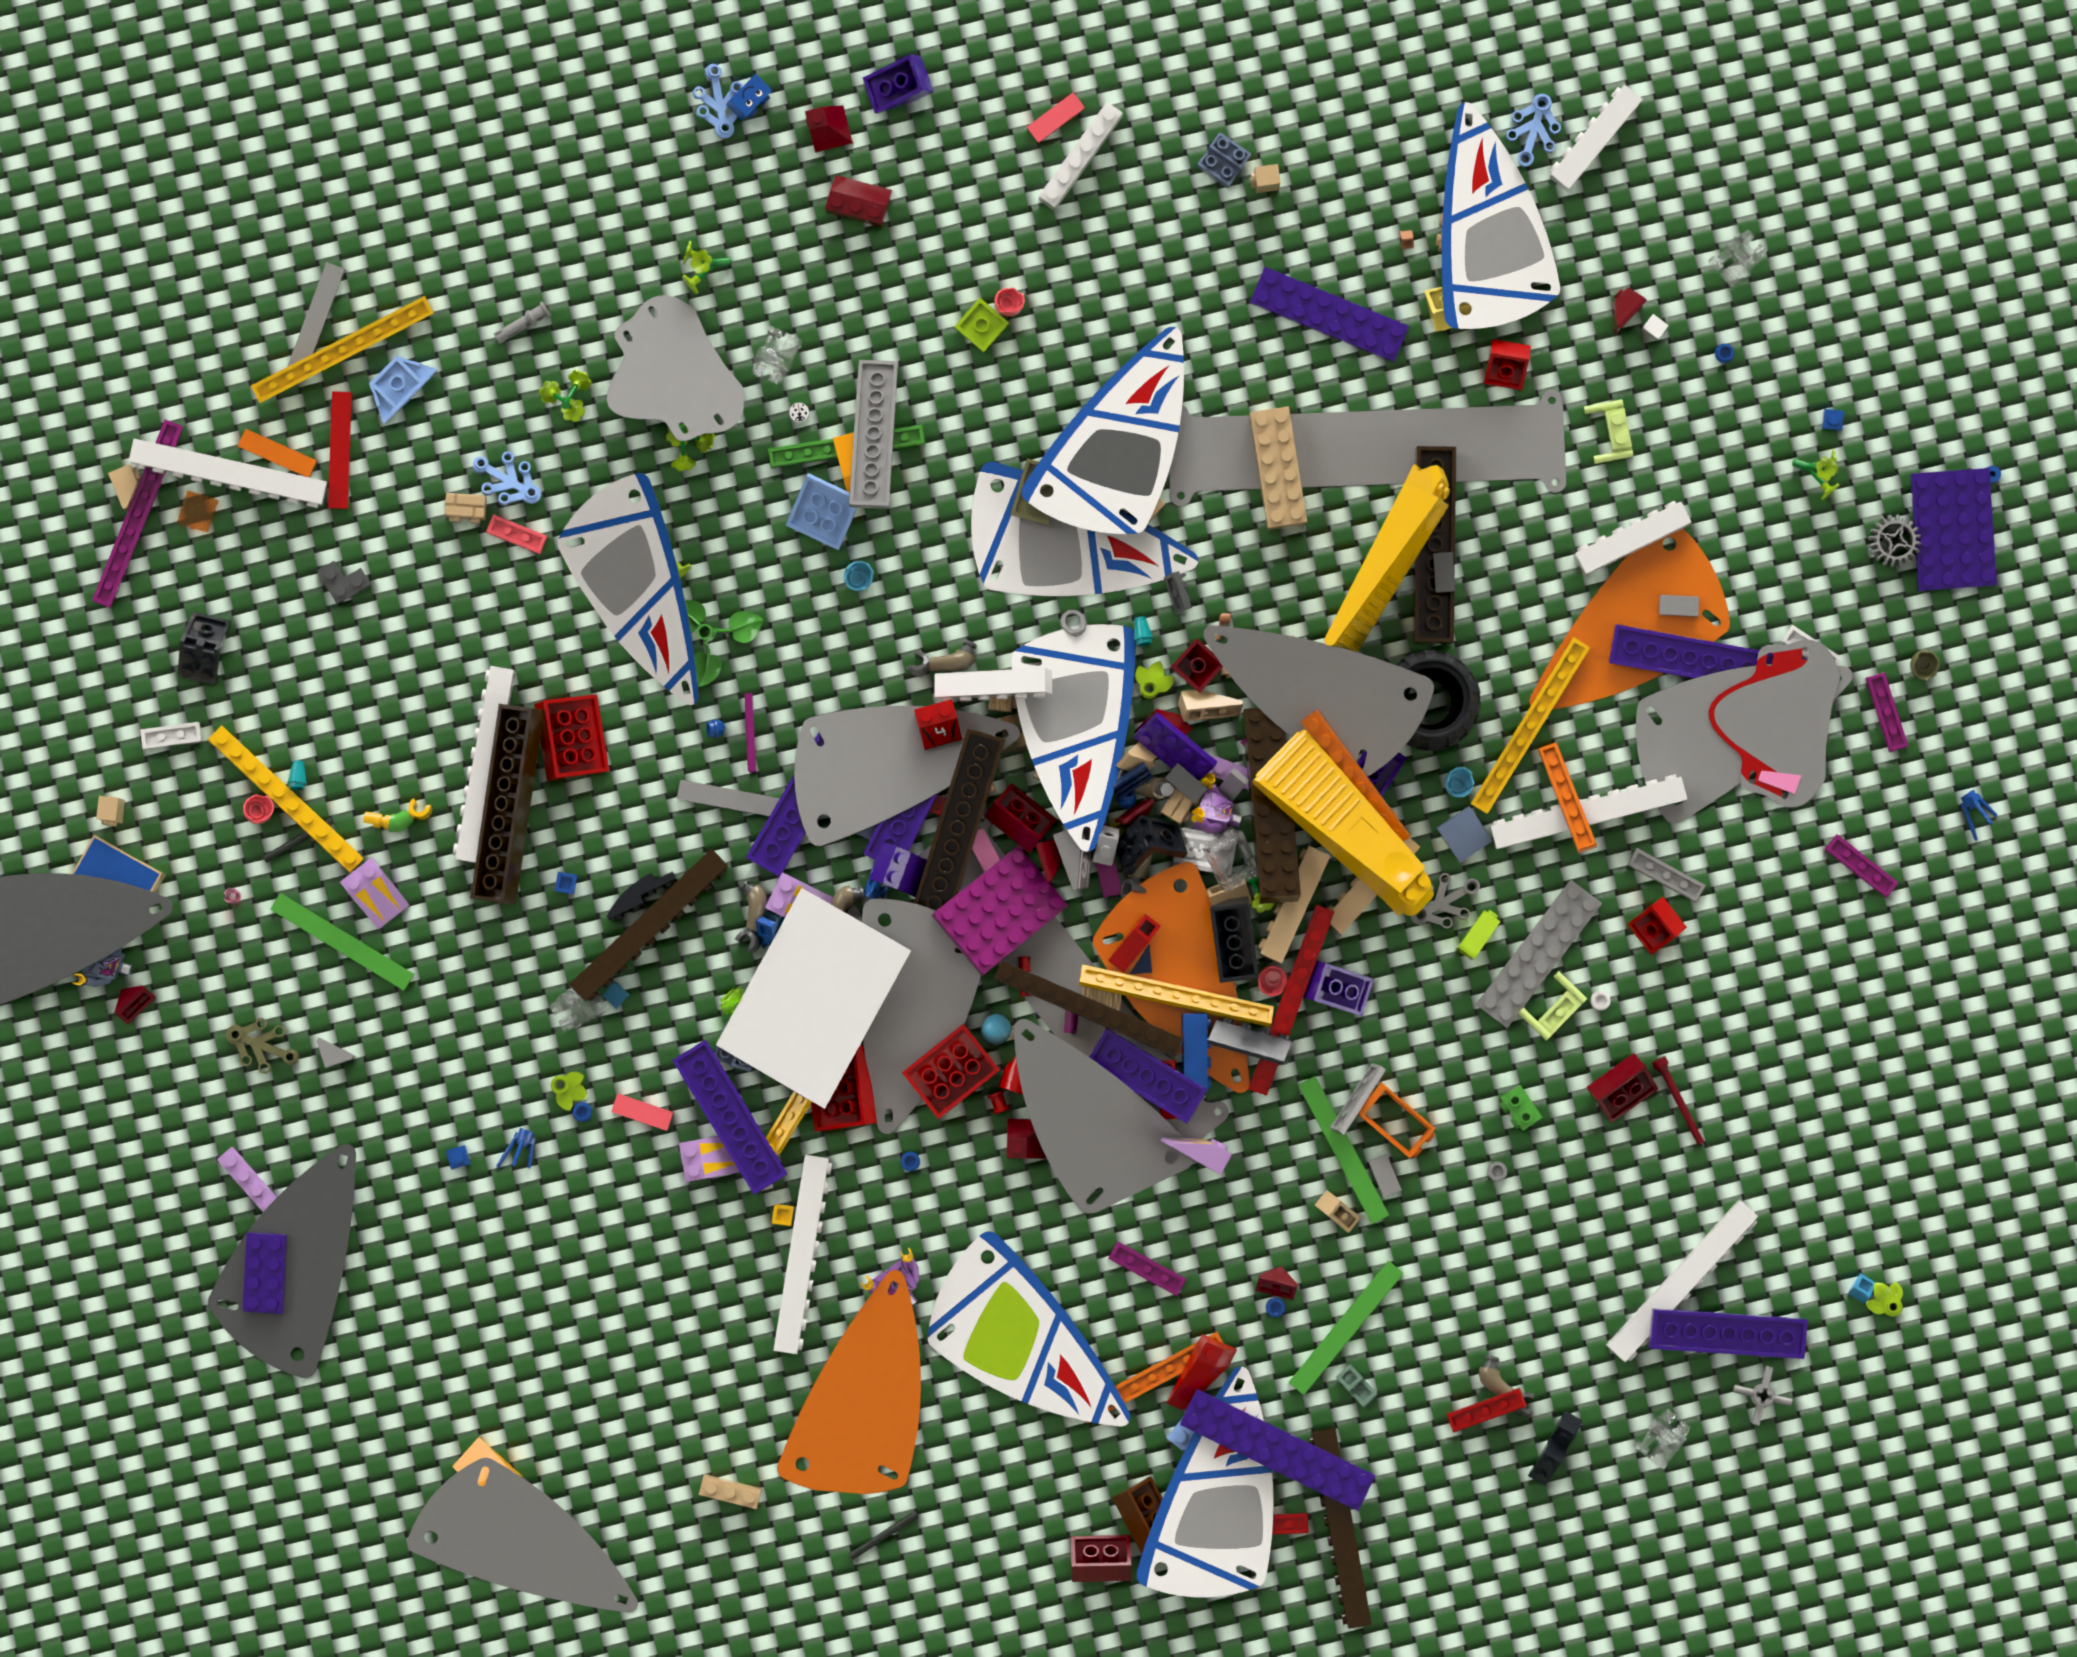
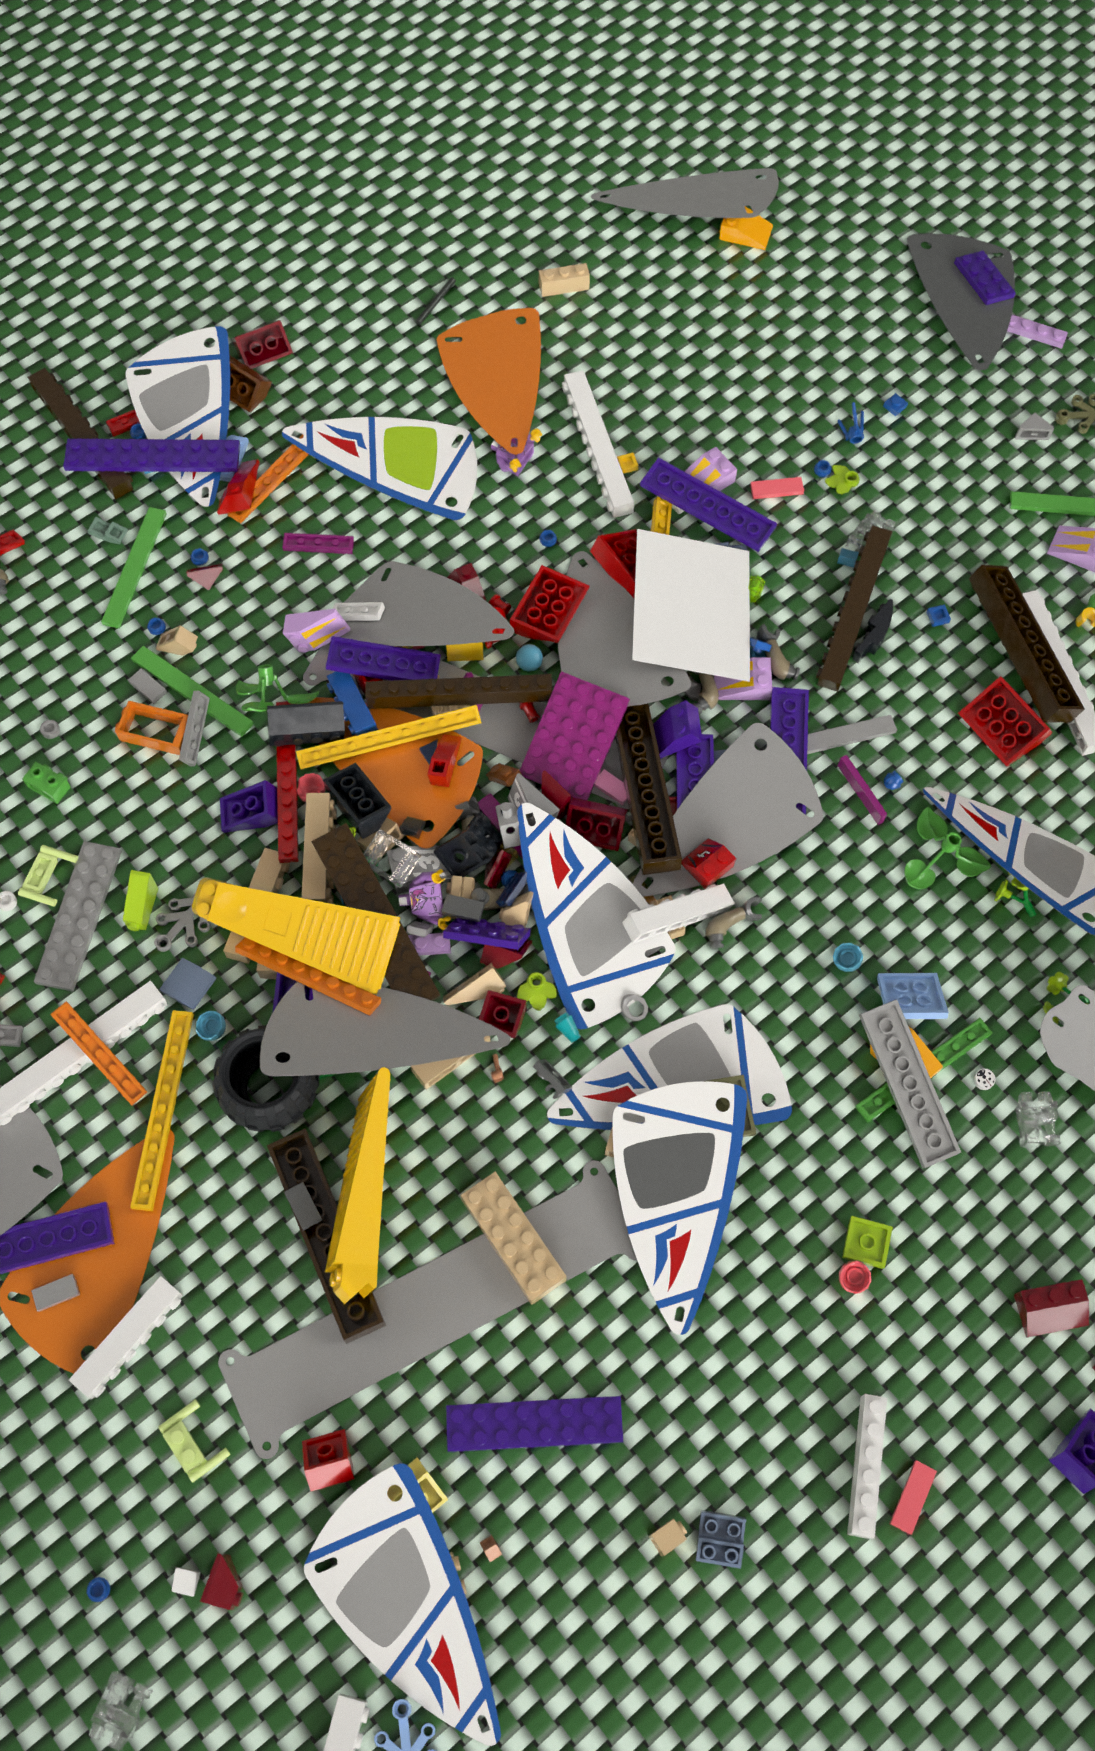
camera: 155 degrees right, 20 degrees down
(1083, 906) = (503, 774): none -> dark orange plate
(1145, 1157) = (360, 611): none -> white plate
(1195, 889) = (412, 827): none -> black slope
(1280, 1501) = (137, 432): none -> blue plate
(1289, 1075) = (266, 678): none -> bright green plant
(1350, 1242) = (156, 626): none -> blue plate

